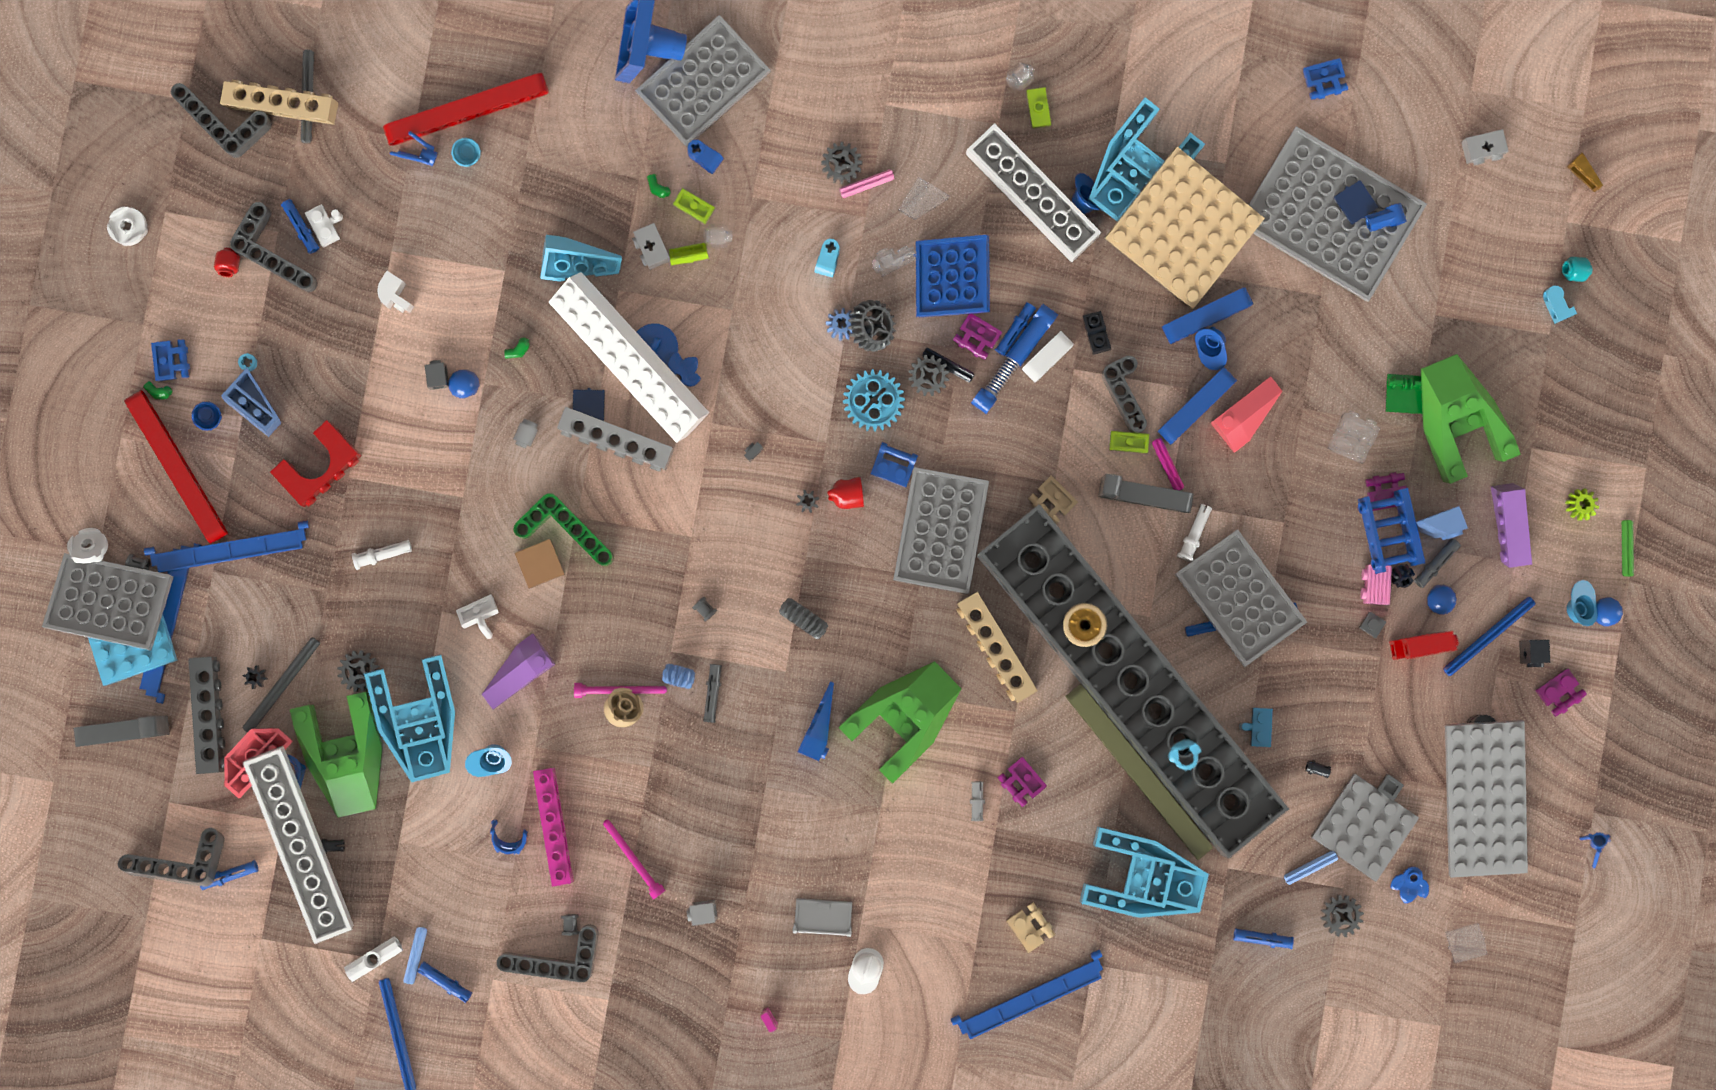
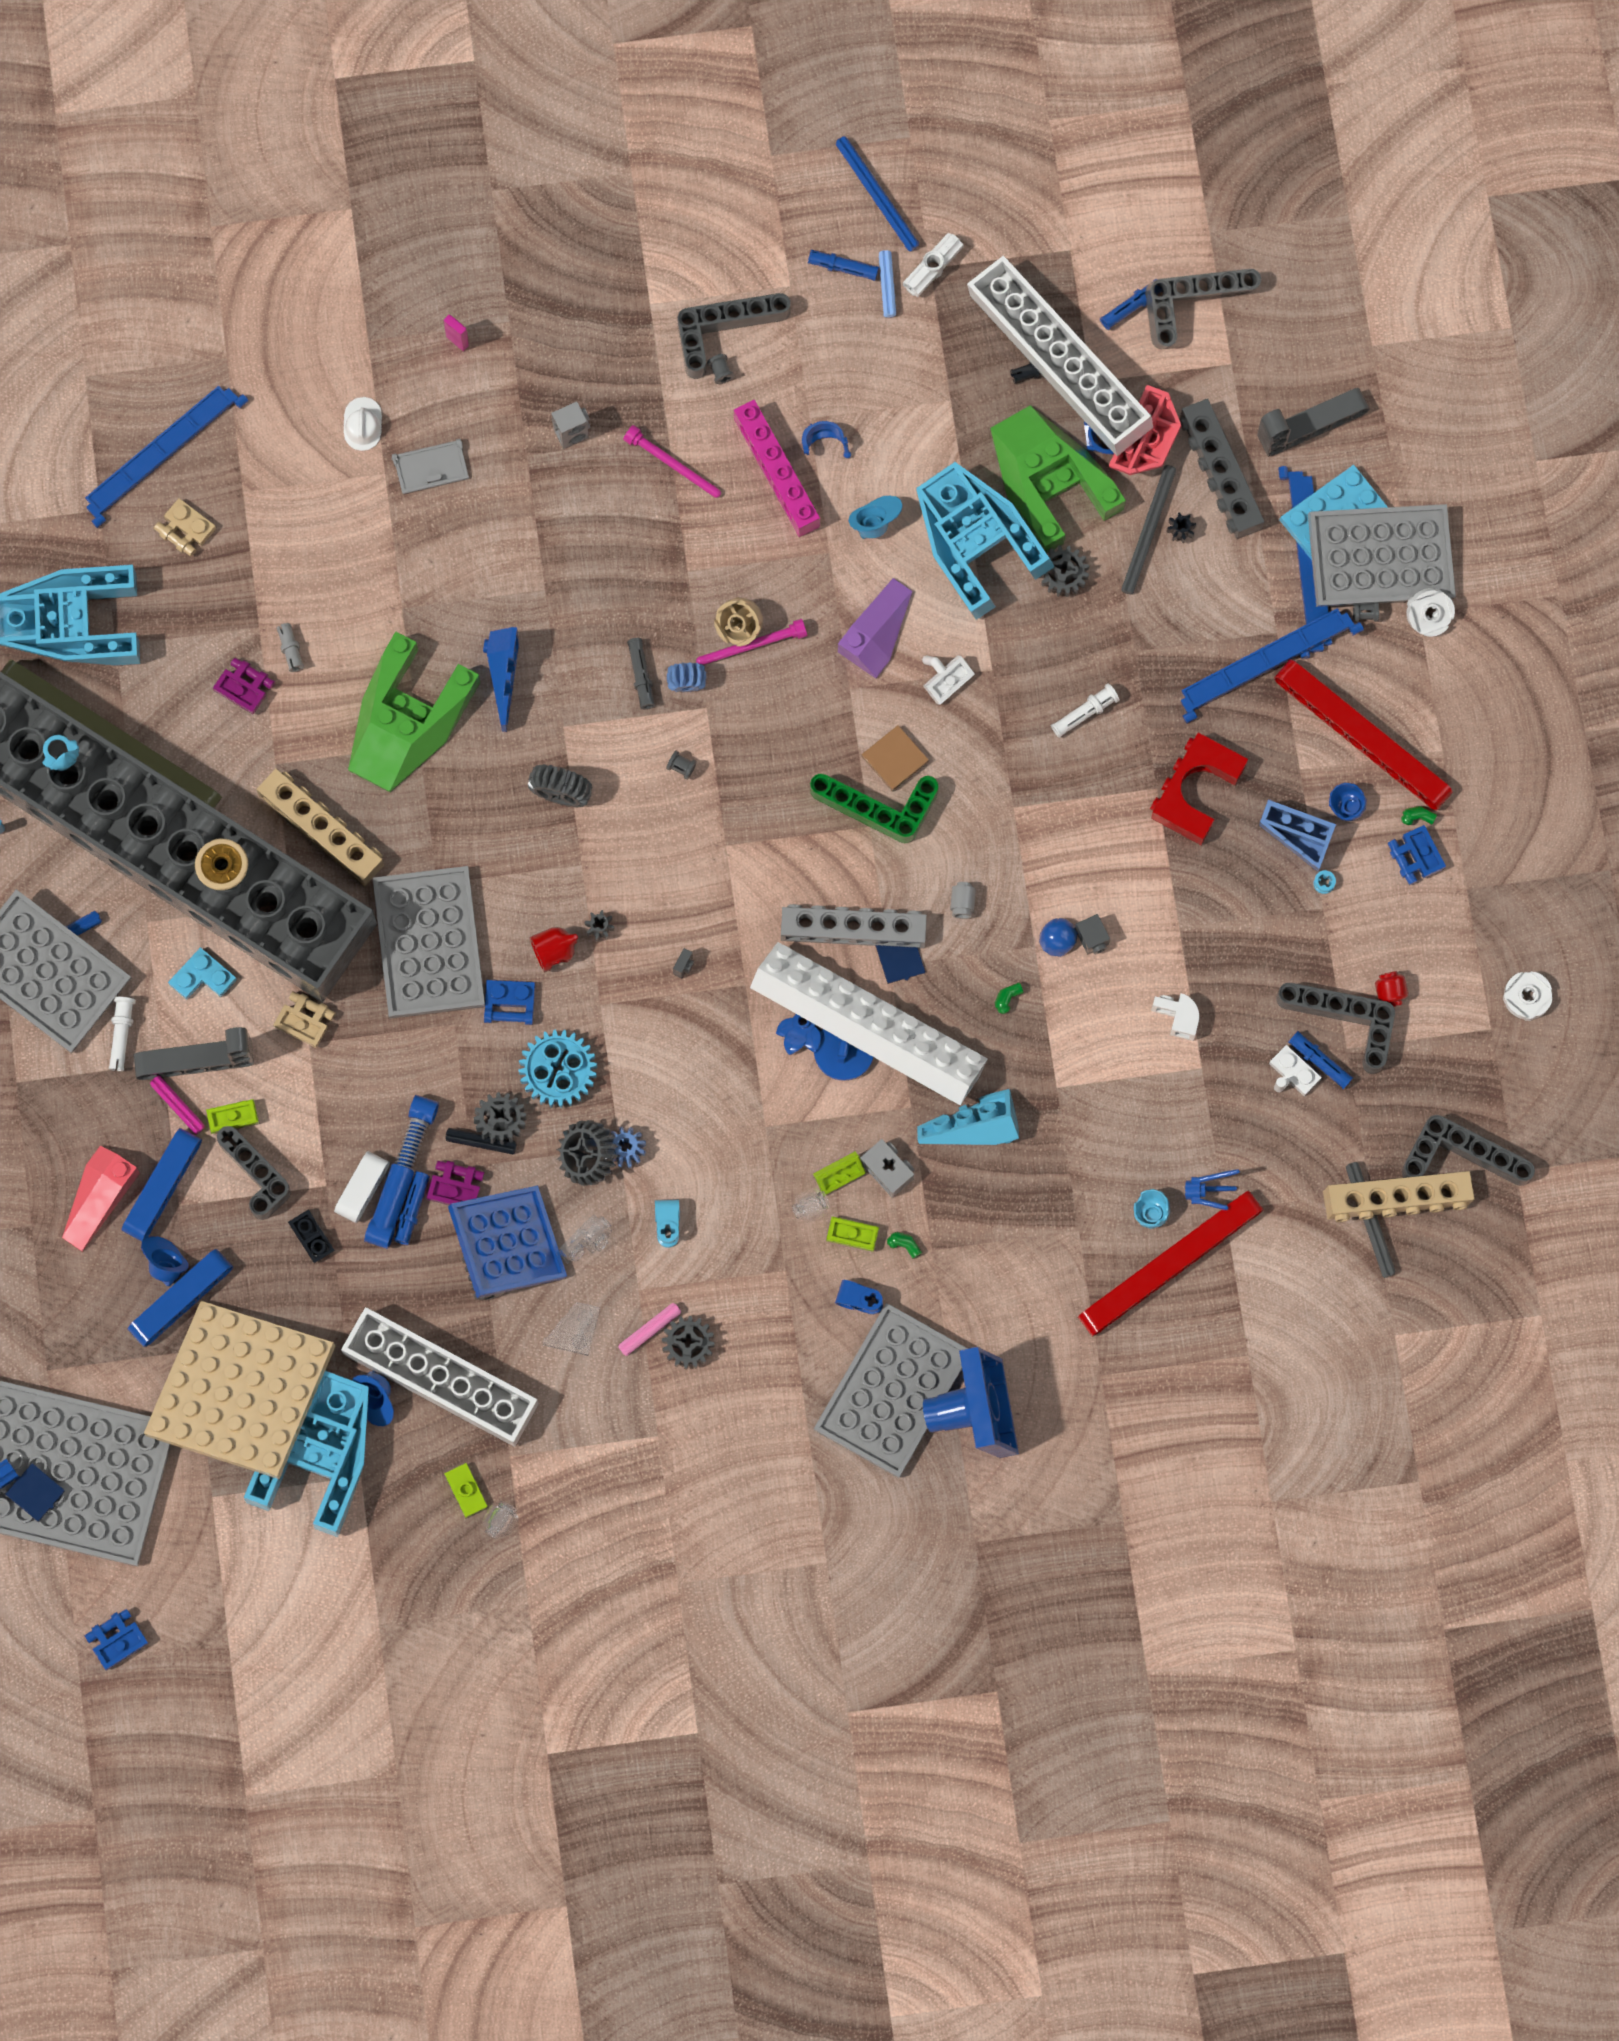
camera: 160 degrees right, 10 degrees down
(1118, 564) = (202, 969): none -> medium azure plate

